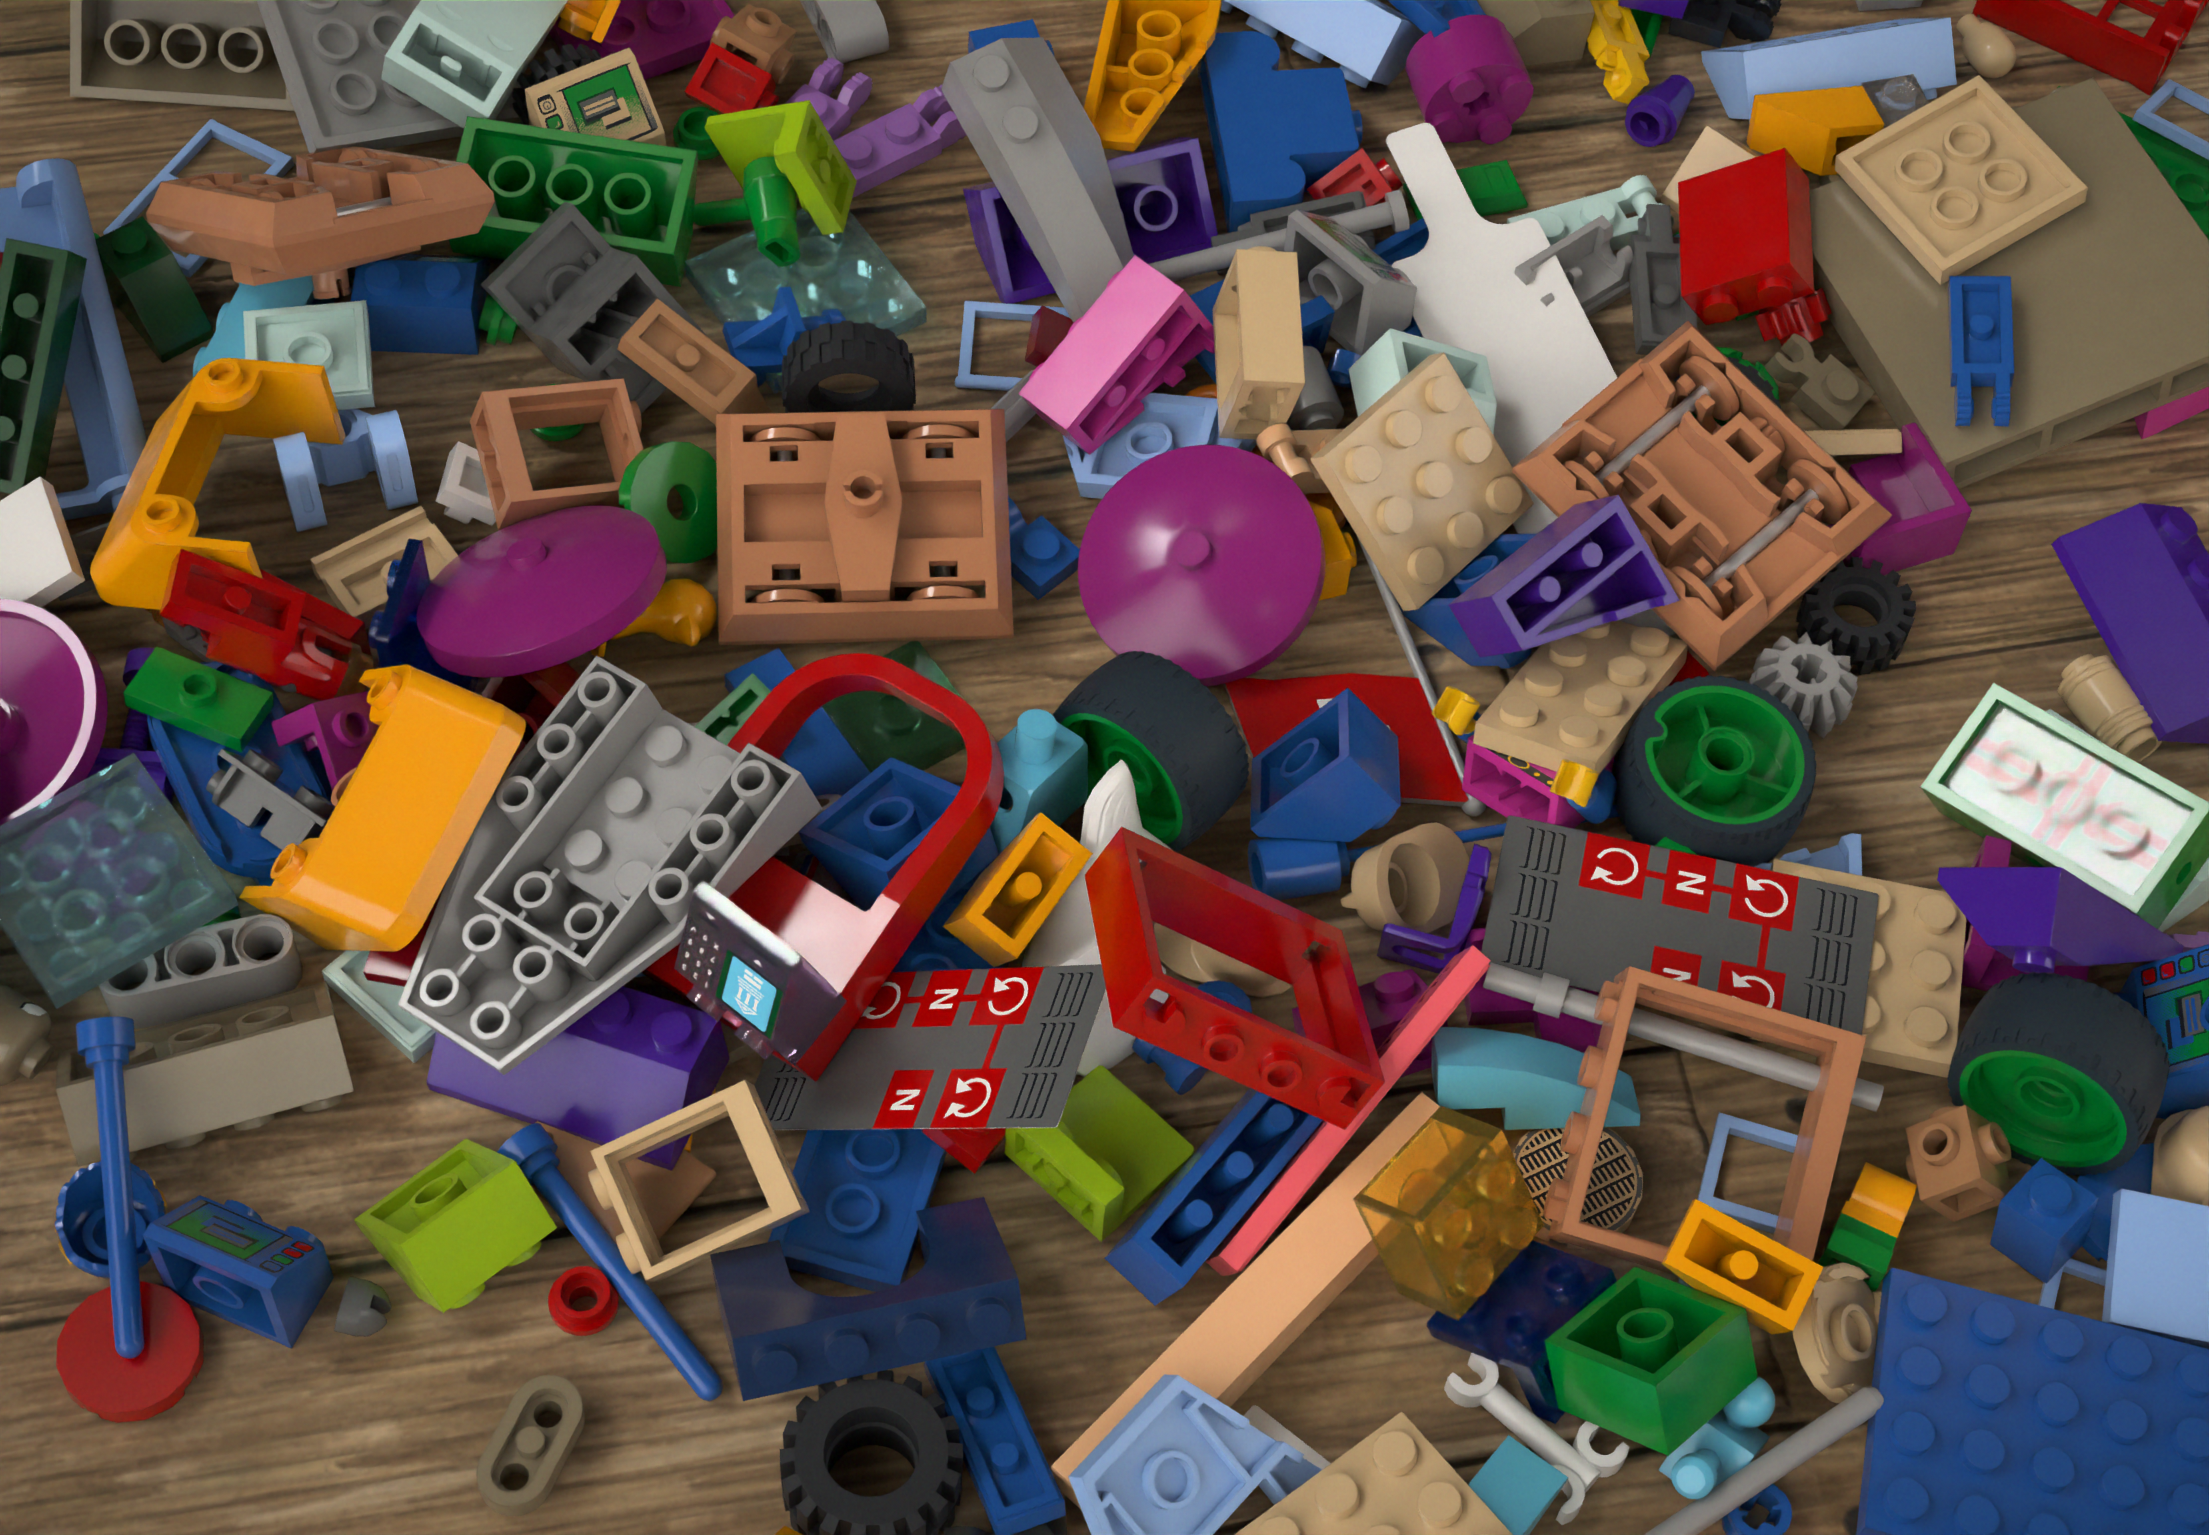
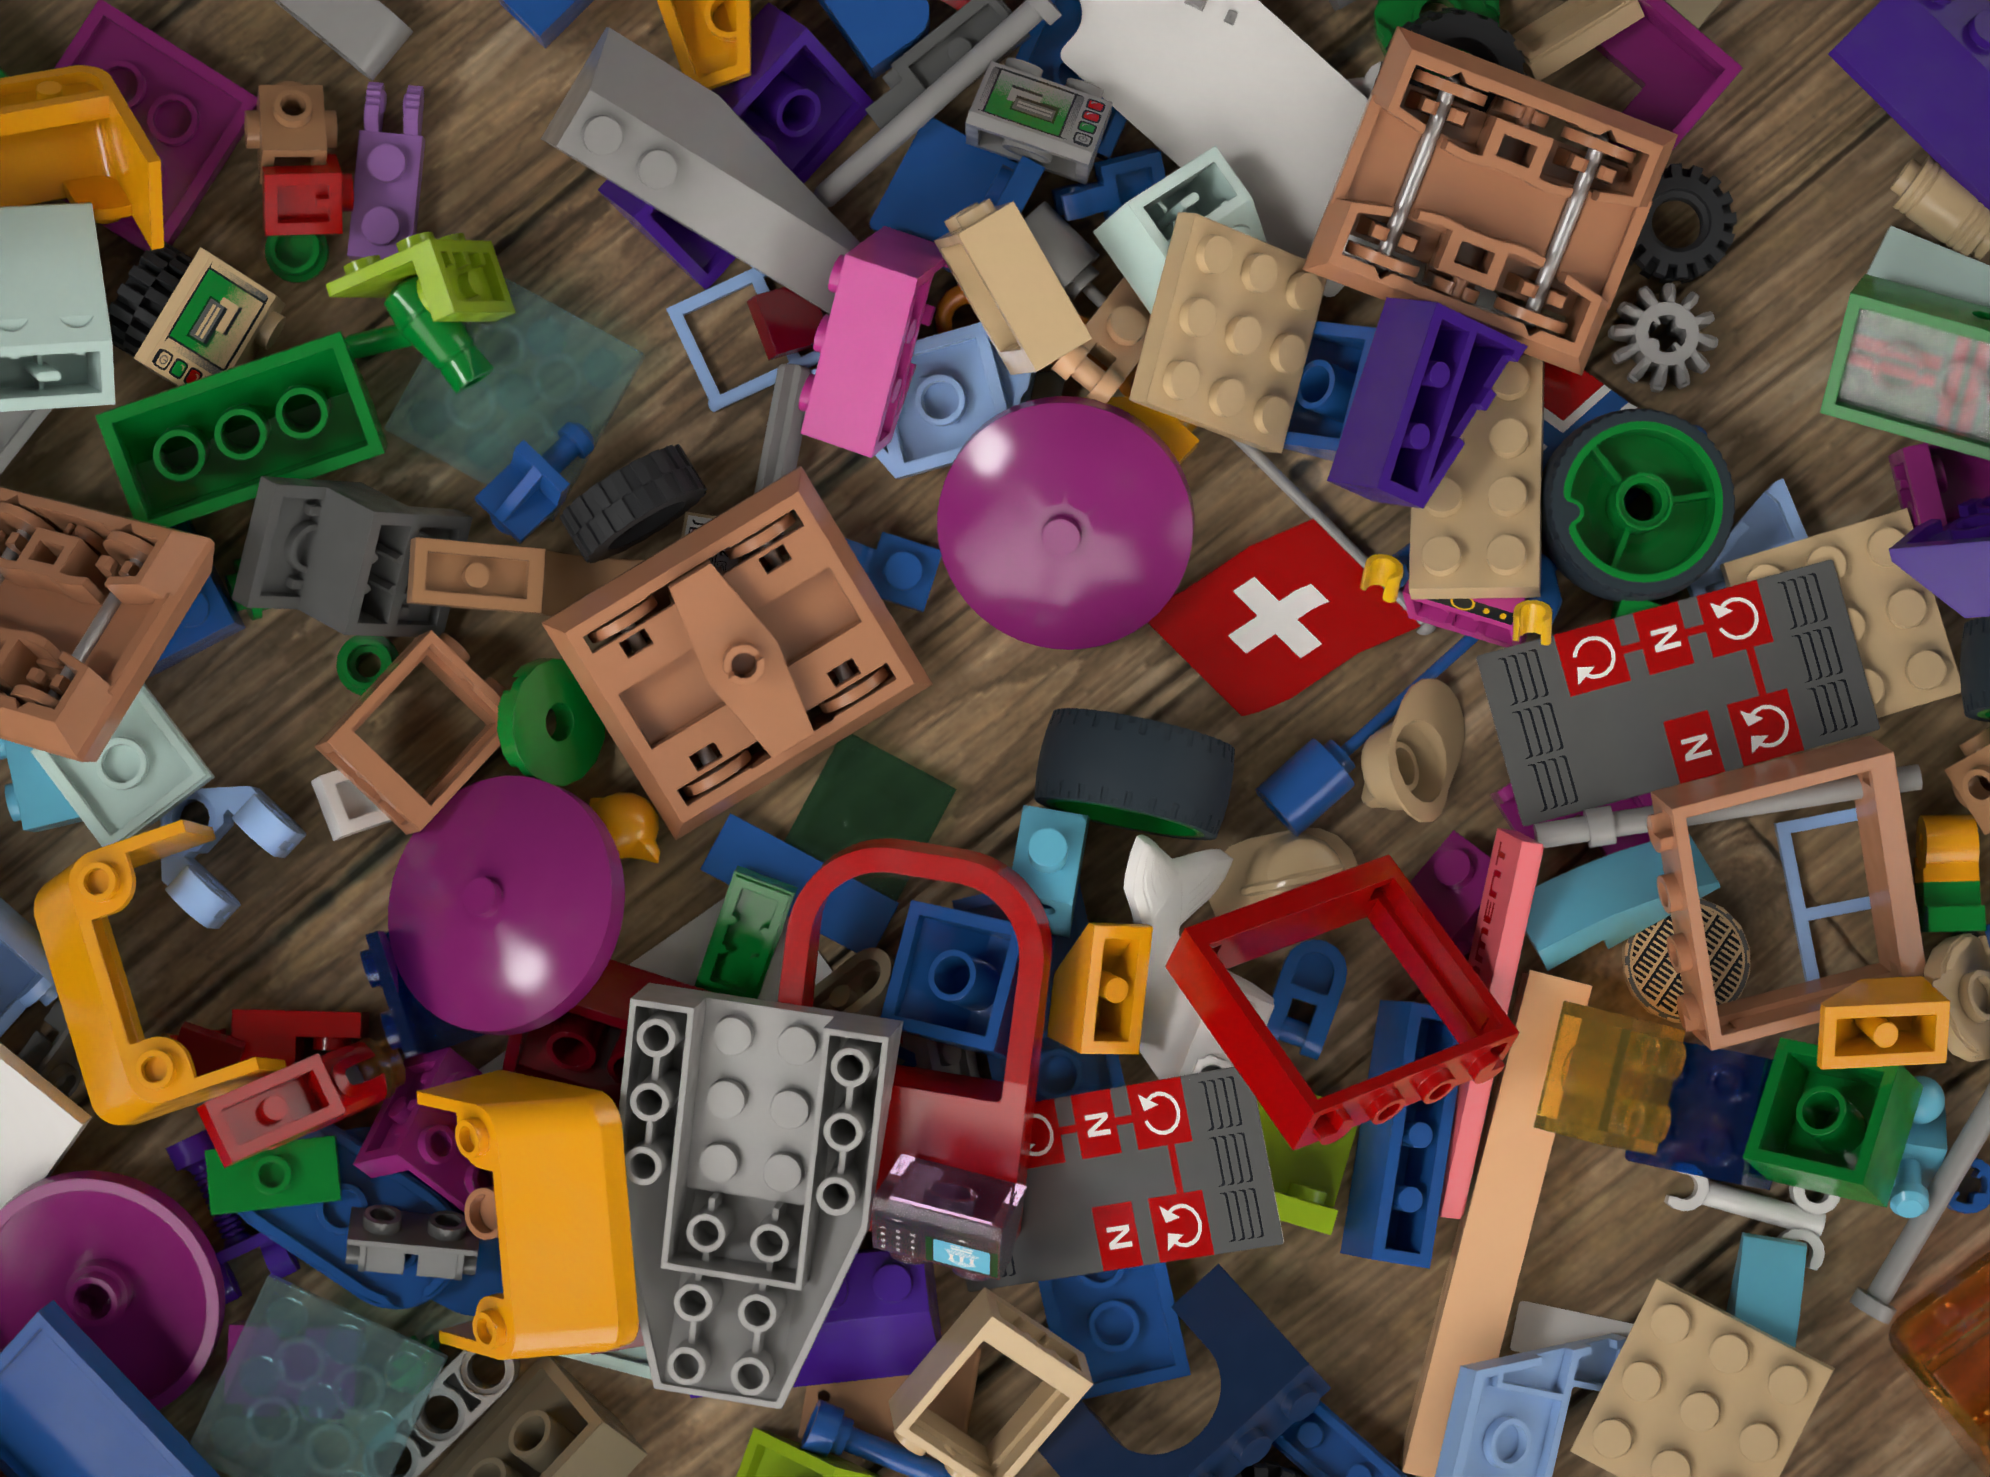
camera: 25 degrees left, 30 degrees up
(359, 568) = (327, 924): tan plate -> none
(900, 140) = (485, 153): medium lavender hinge -> none
(1327, 776) = (1296, 699): blue slope -> none
(1464, 919) = (1482, 778): dark purple piece -> none

